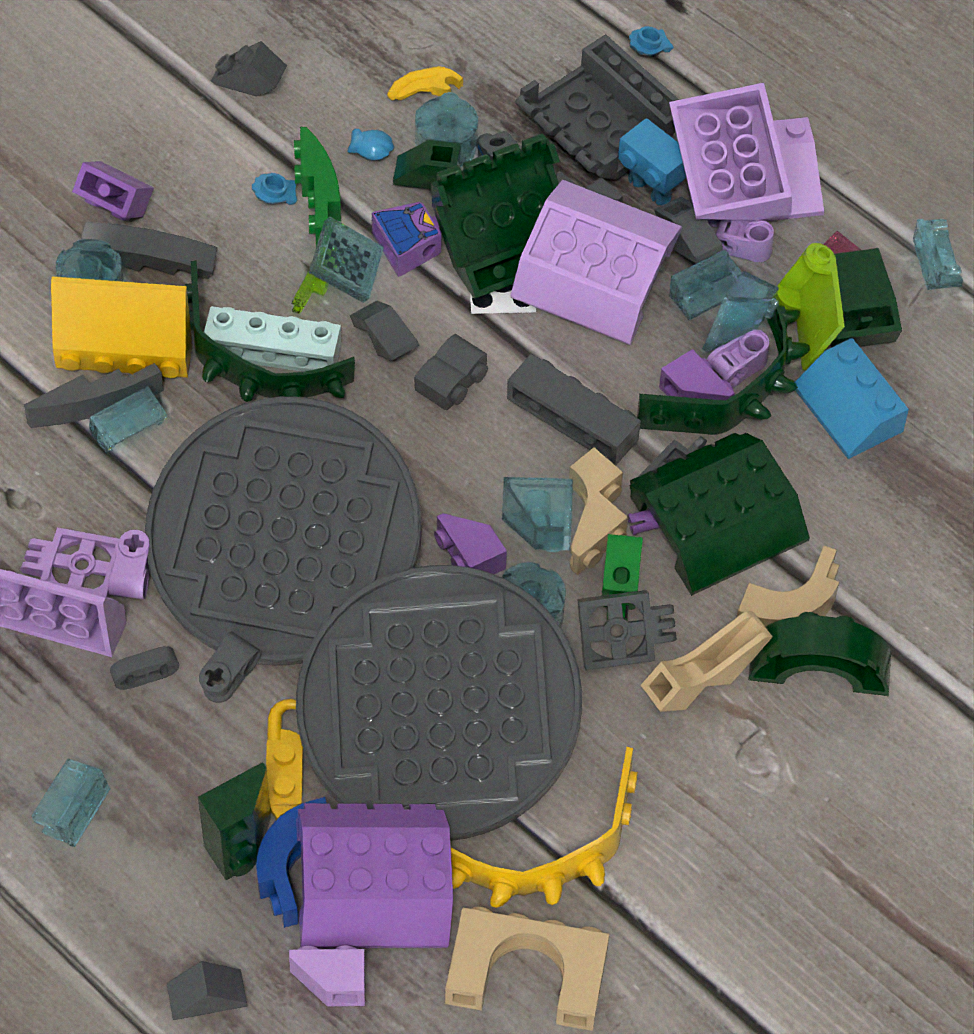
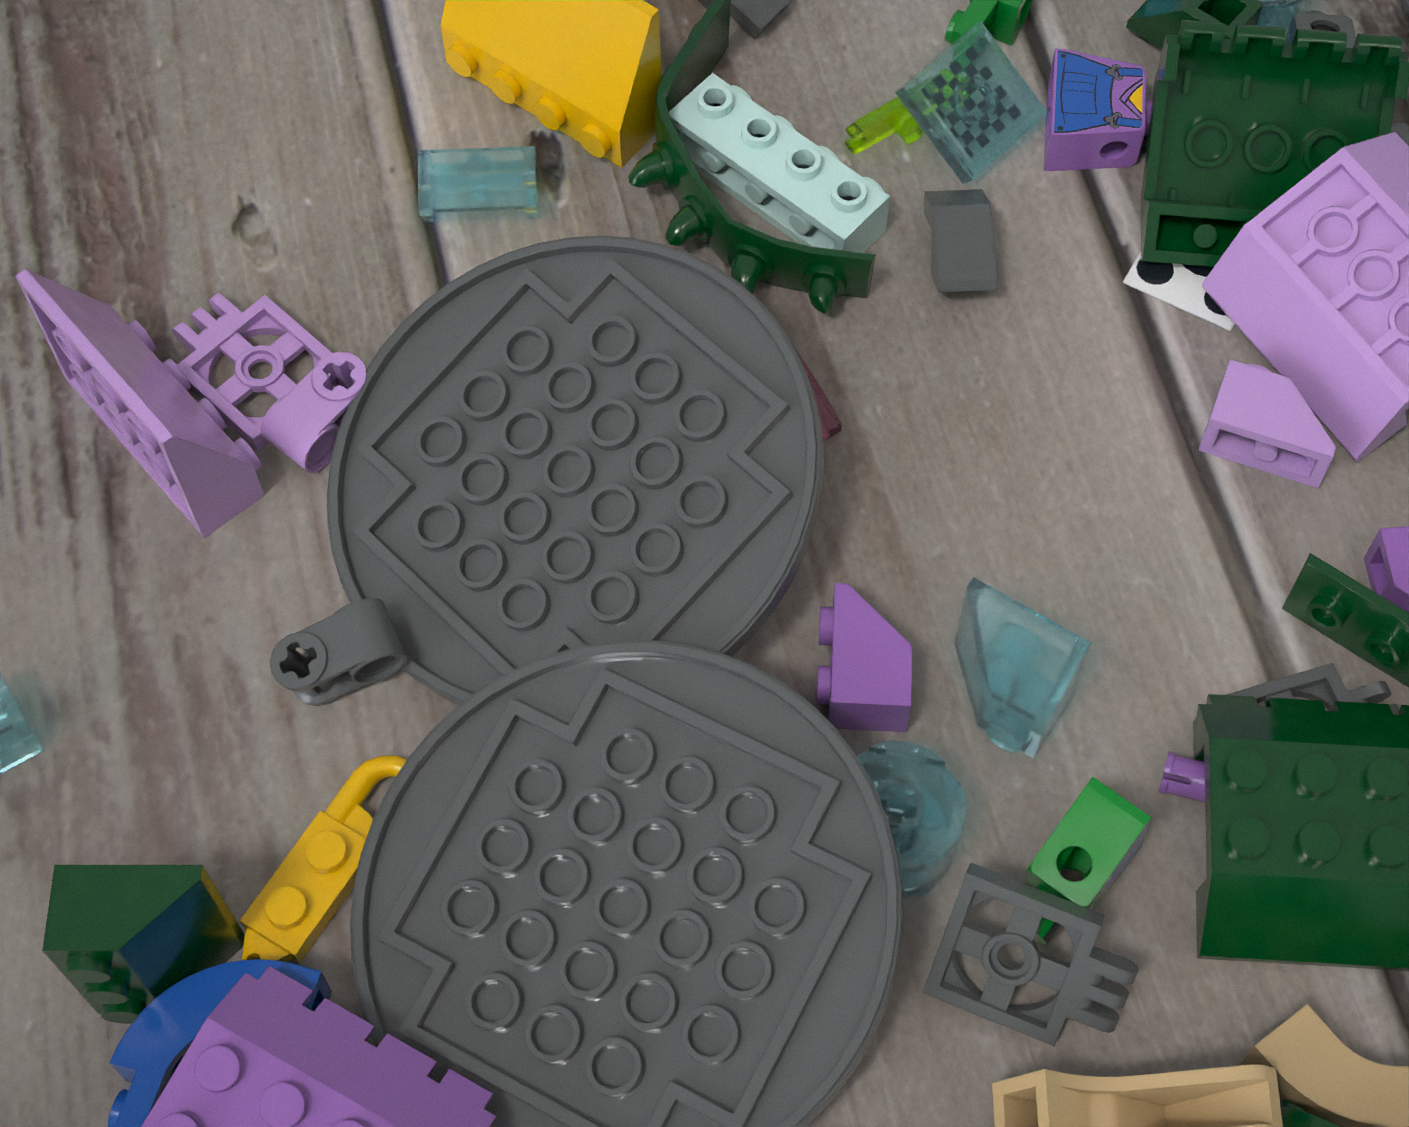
camera: 35 degrees right, 5 degrees up
(81, 400) = (433, 119): dark grey slope -> none
(144, 668) = (224, 583): dark grey beam -> none
(451, 372) = (1023, 358): dark grey brick -> none
(573, 408) = (1187, 522): dark grey brick -> none
(582, 348) = (1267, 426): none -> lavender slope
(598, 485) = (1111, 737): tan arch -> none

